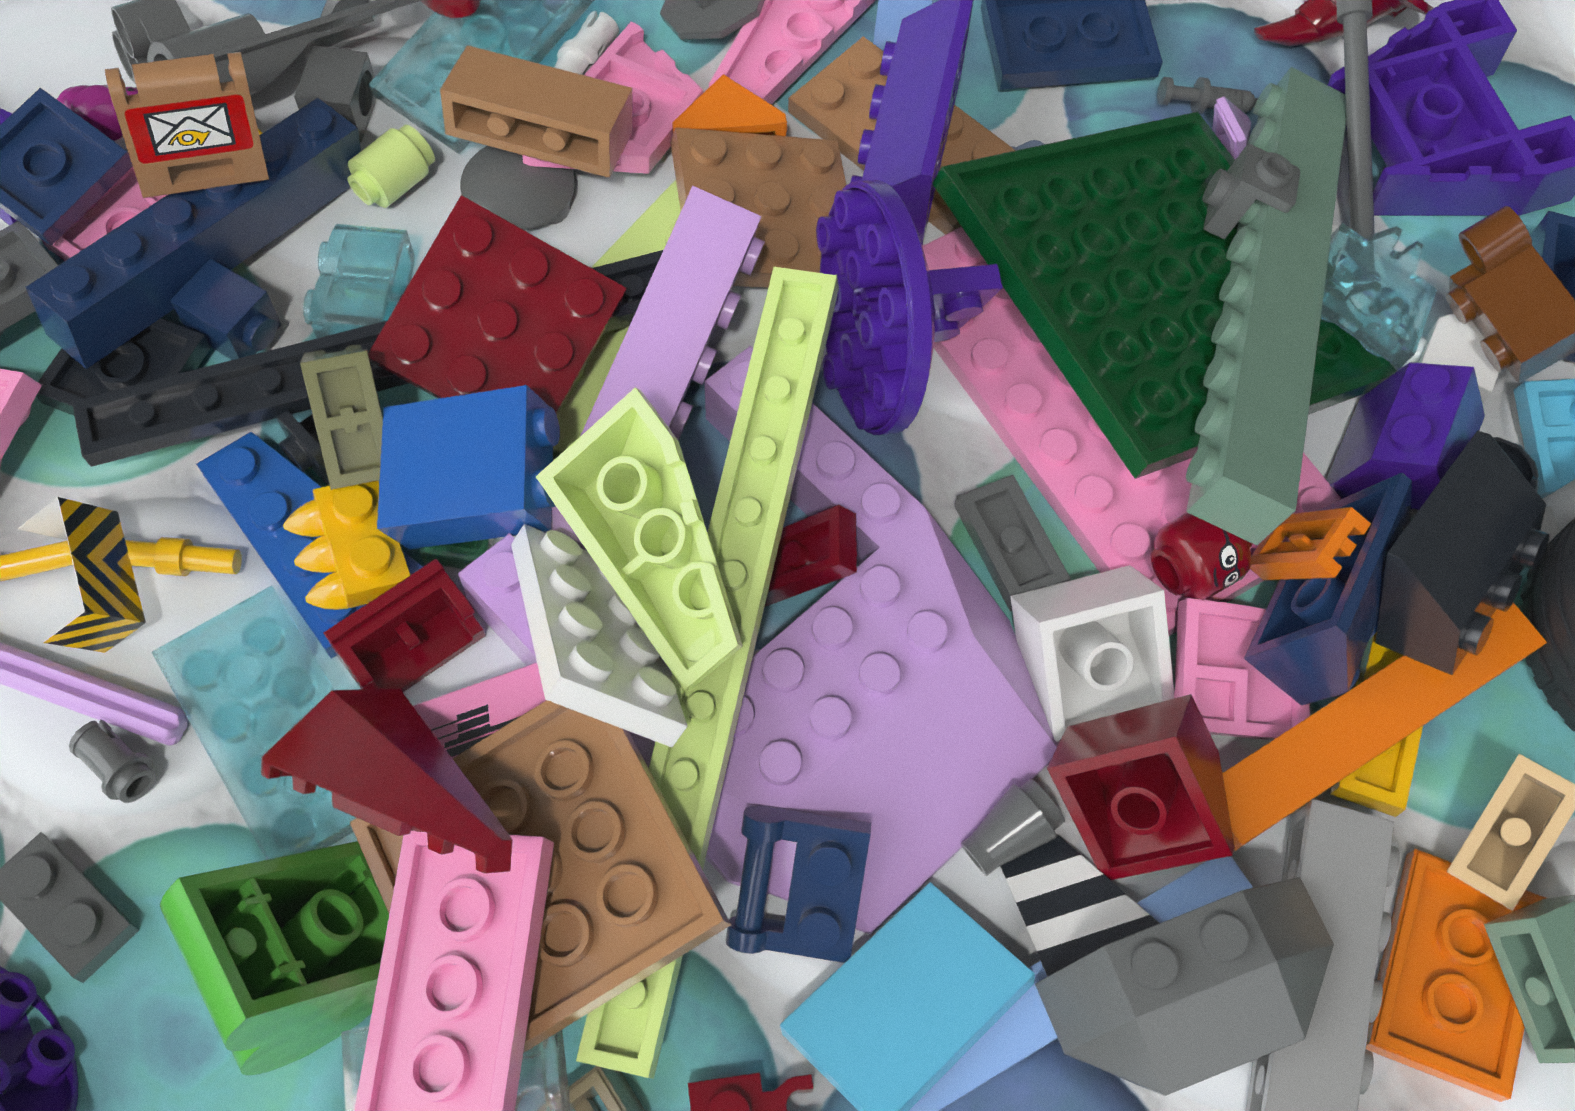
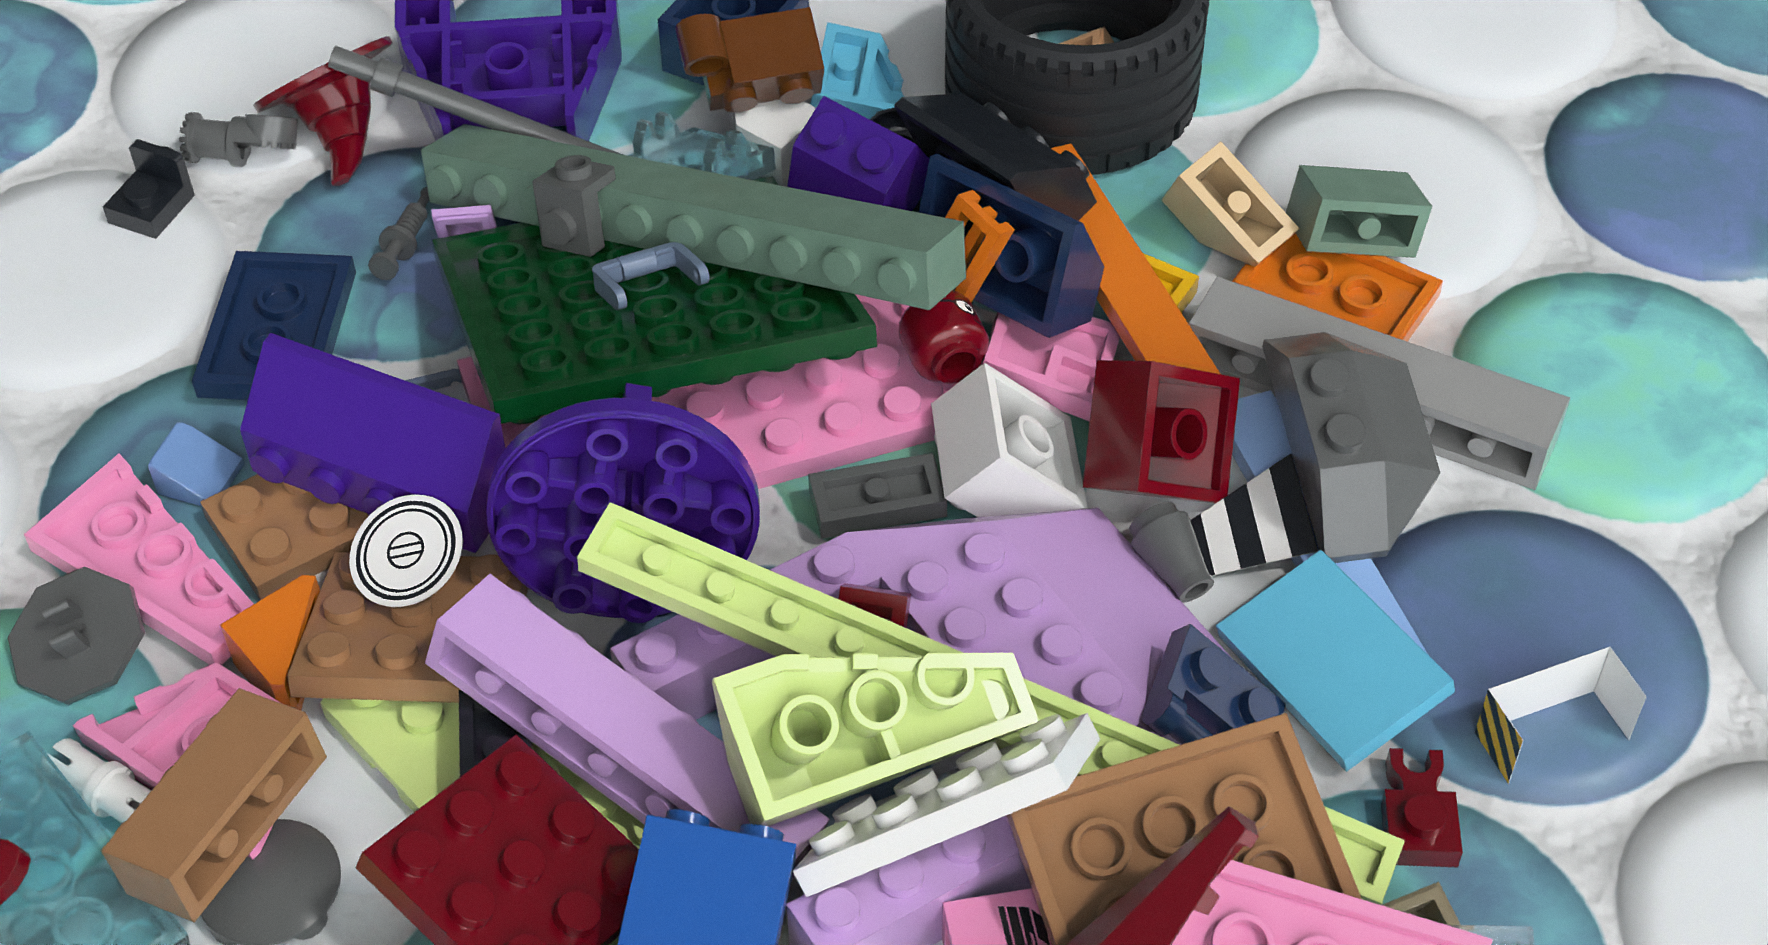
camera: 75 degrees left, 15 degrees down
(814, 170) = (405, 550): none -> white sticker
(1184, 257) = (643, 262): none -> sand blue piece

